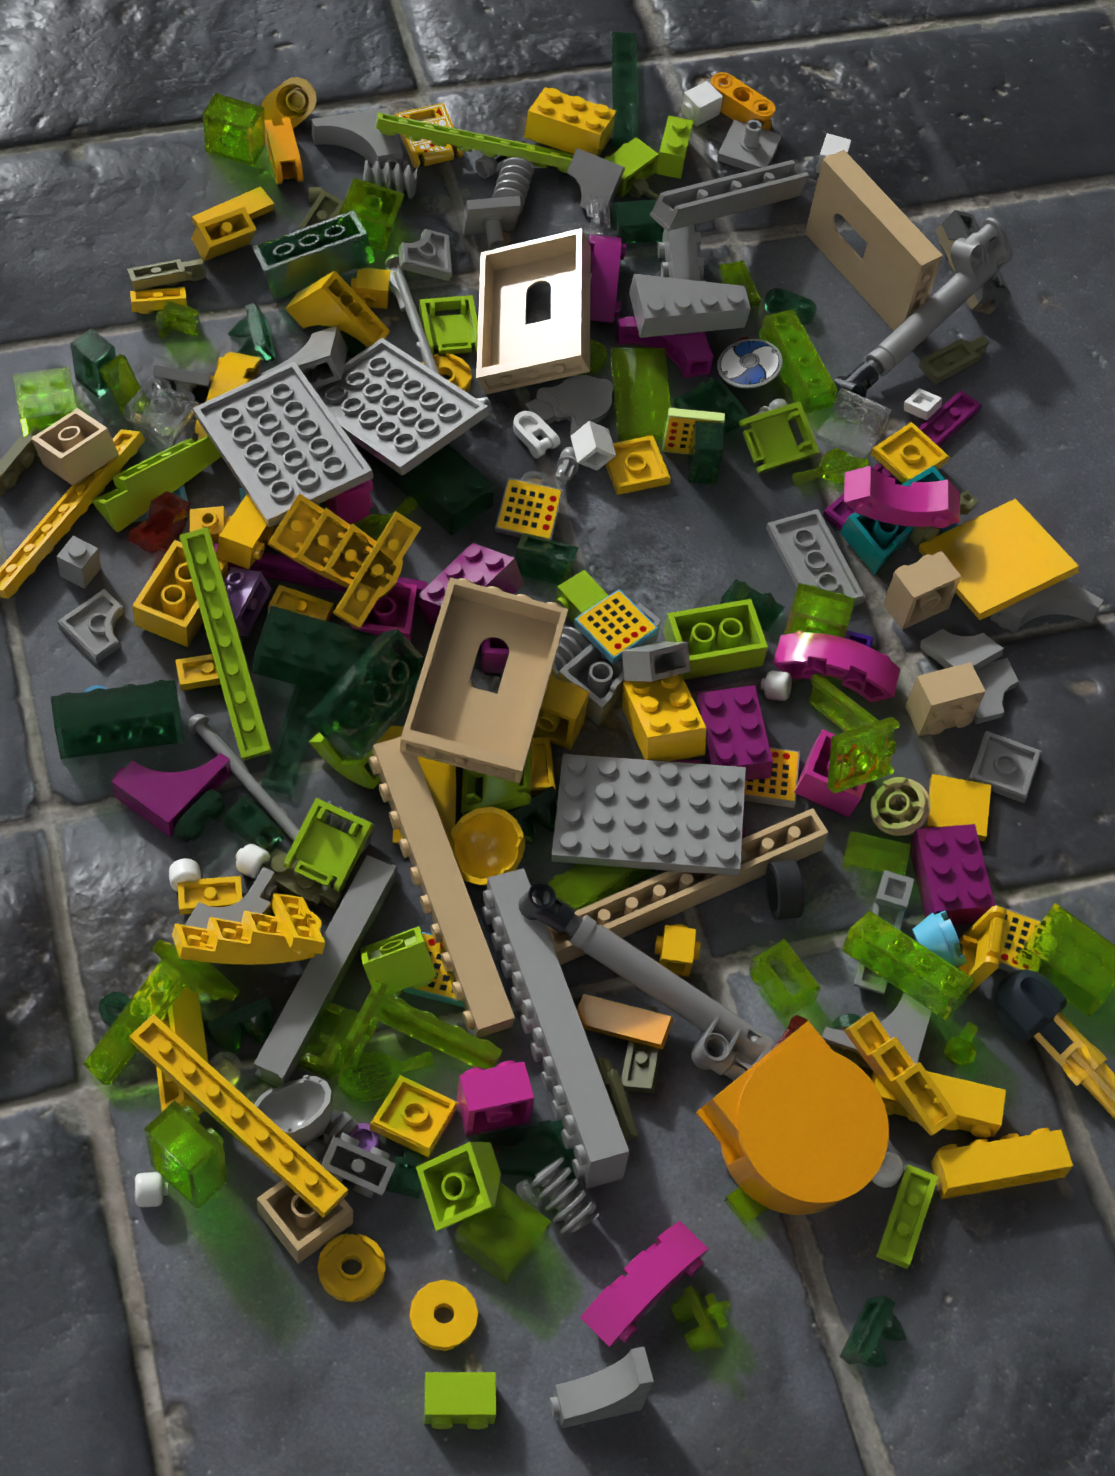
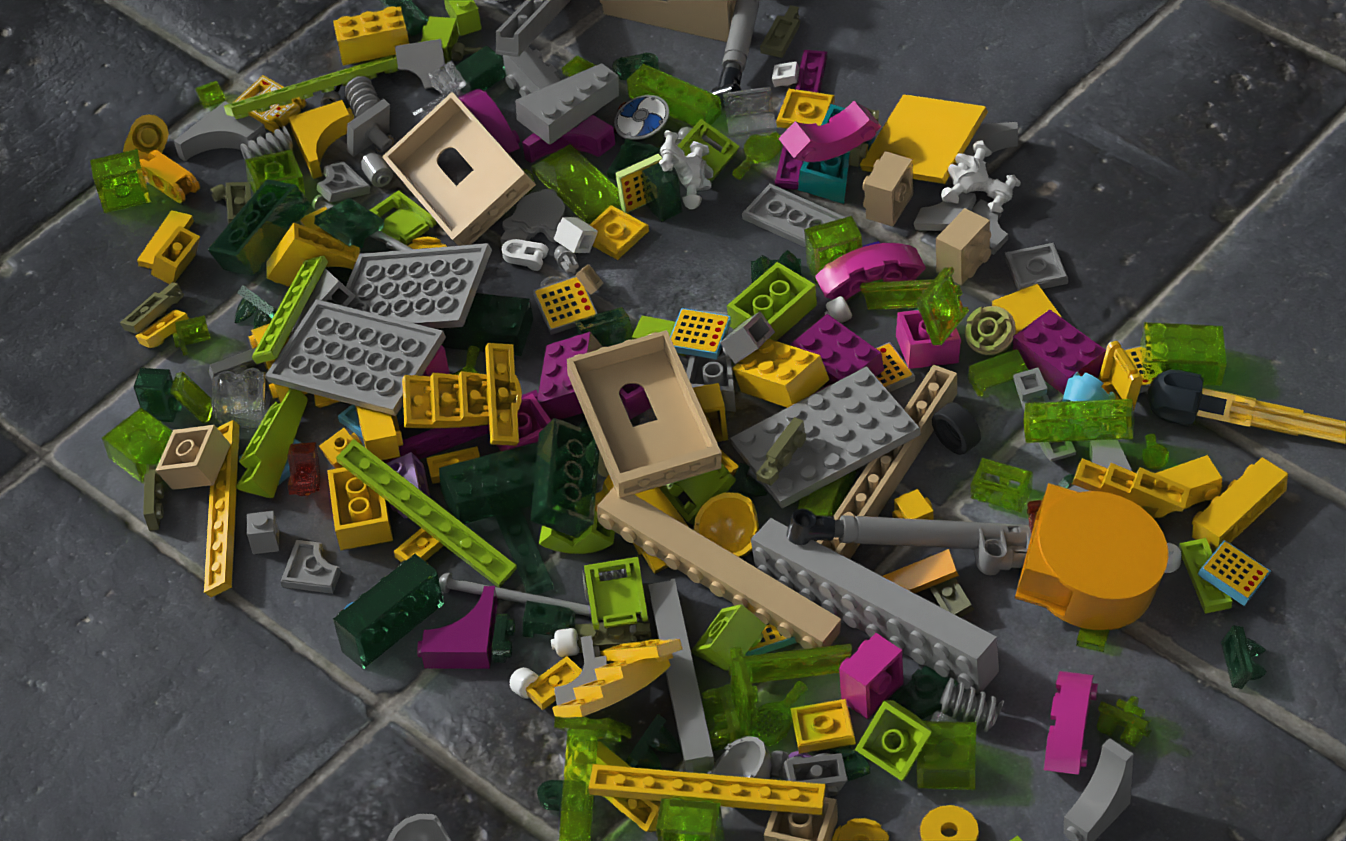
camera: 20 degrees left, 10 degrees down
(268, 355) = (289, 310): none -> lime tile
(385, 92) = (210, 94): none -> clear neon green plate
(396, 300) = (349, 222): none -> clear green plate
(447, 189) = (318, 130): none -> yellow arch
(468, 261) = (376, 169): none -> light grey brick
(569, 499) = (589, 279): none -> tan tile
(588, 805) = (782, 451): none -> olive hinge
(747, 447) = (690, 169): none -> white piece
(935, 1235) = (1234, 572): none -> tile
(1012, 630) = (972, 176): none -> white piece

